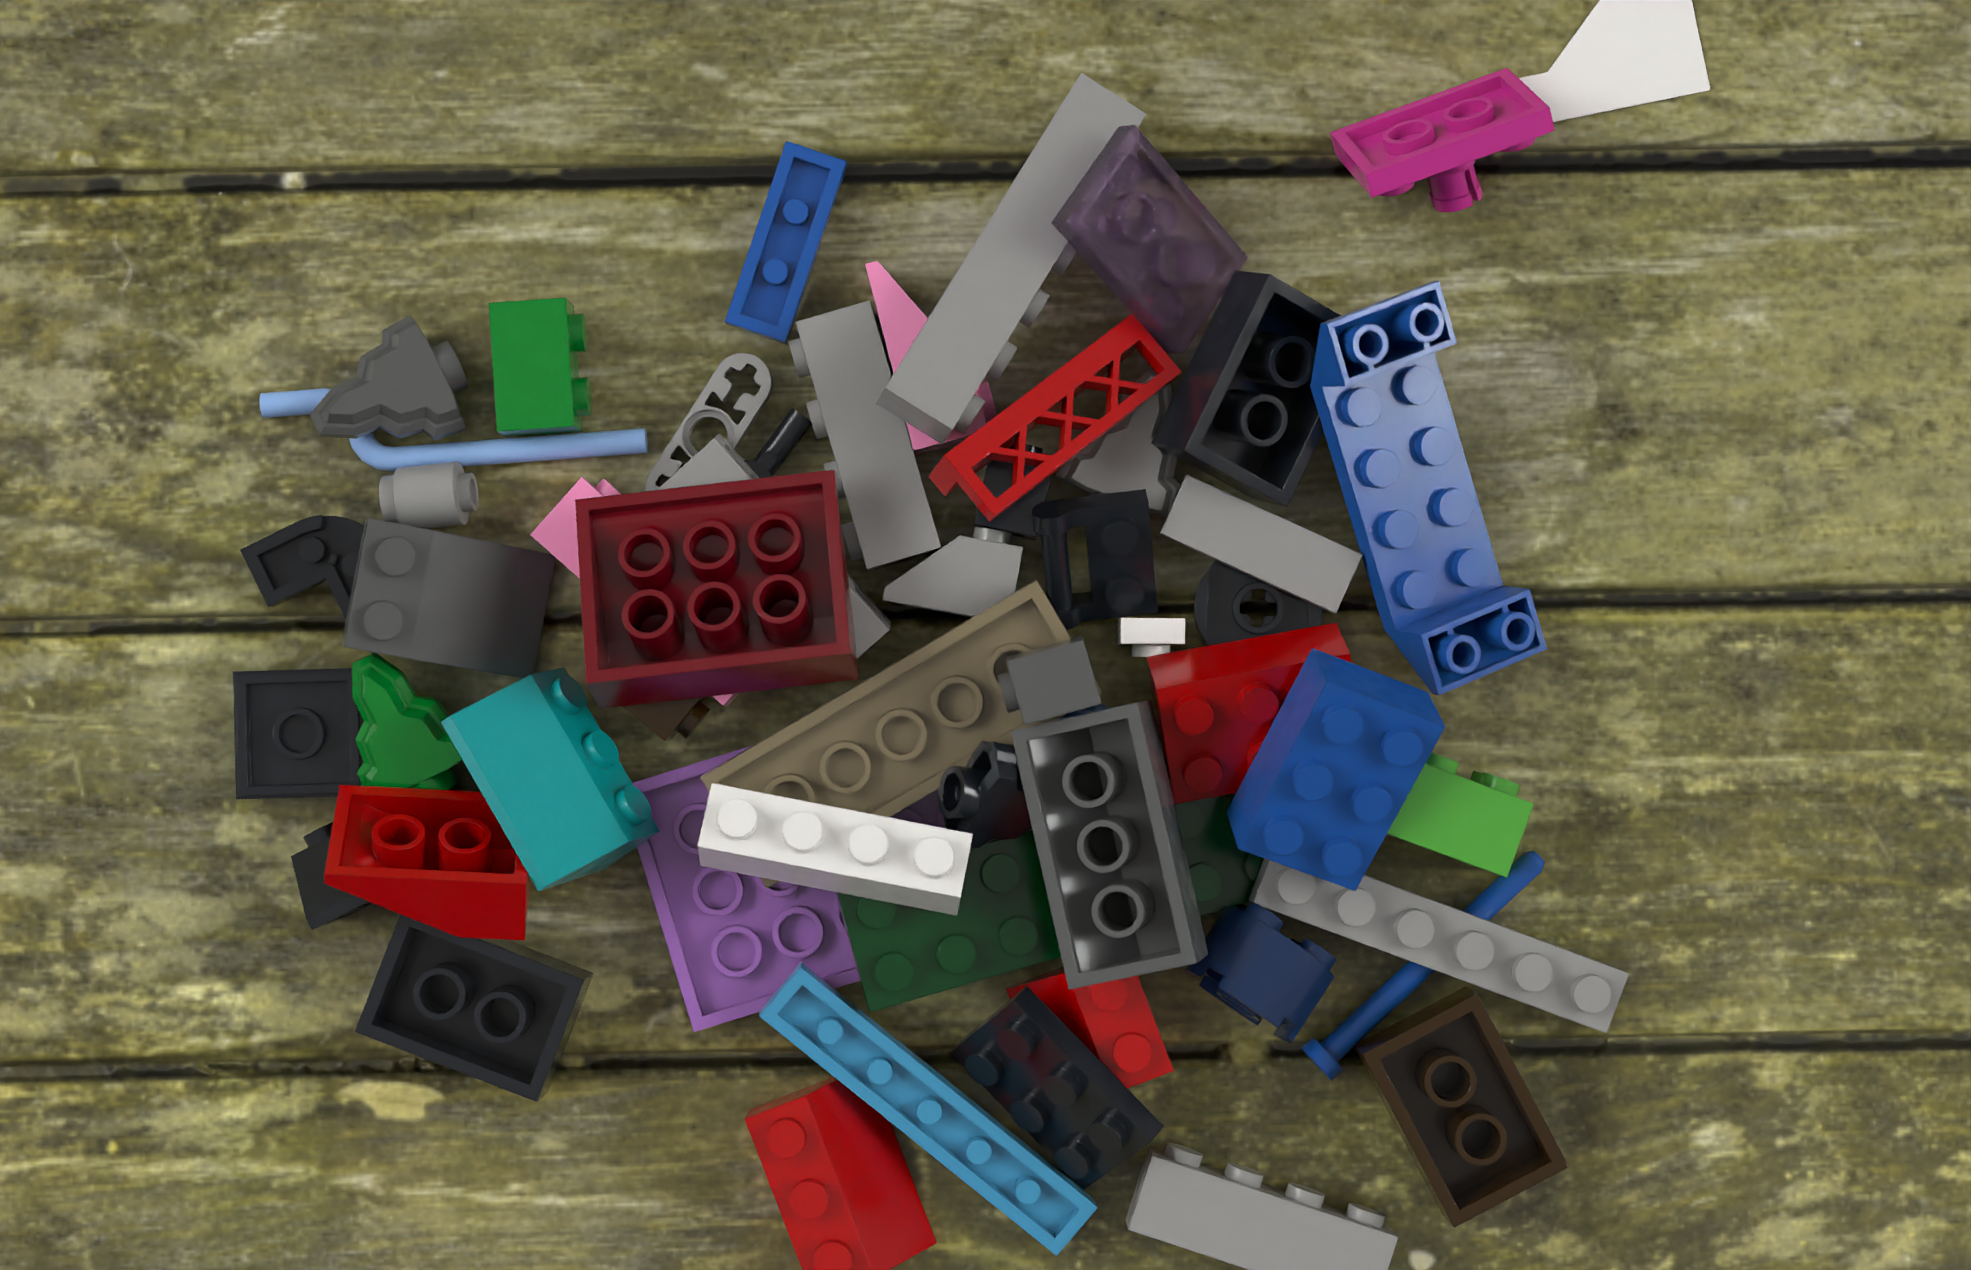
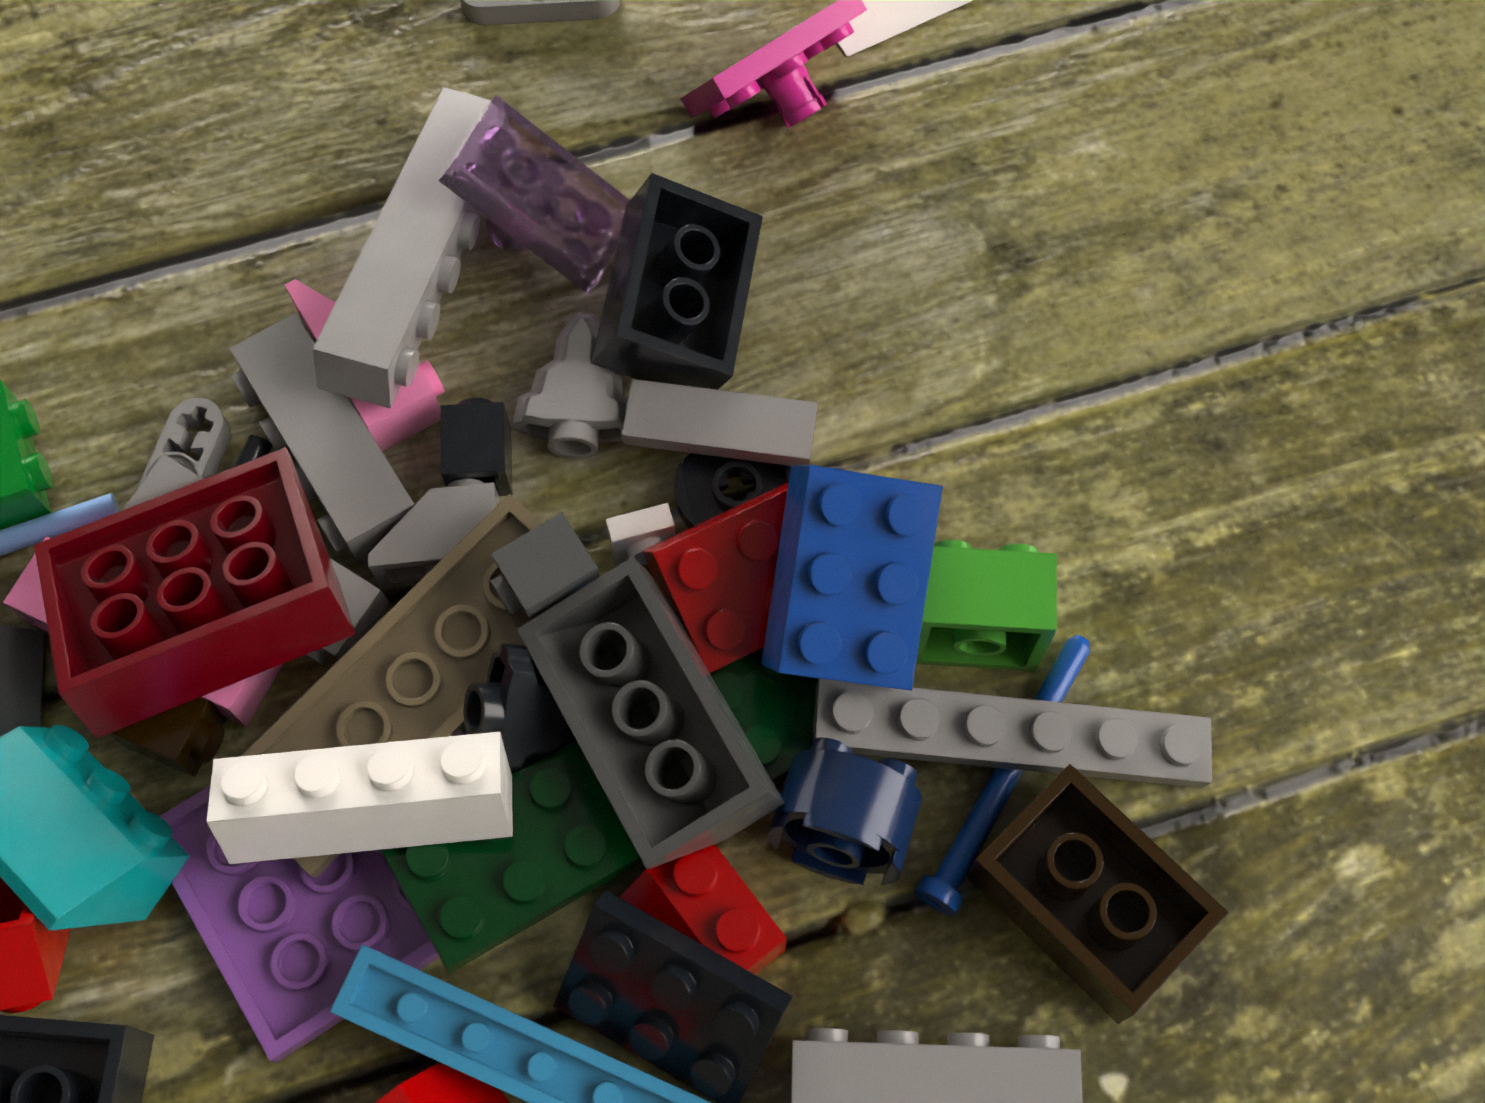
camera: 10 degrees left, 20 degrees down
(786, 242) = (212, 301): blue plate -> none
(1040, 407) = (481, 346): red fence -> none
(1116, 554) = (584, 462): black plate -> none
(1415, 492) = (839, 328): blue slope -> none

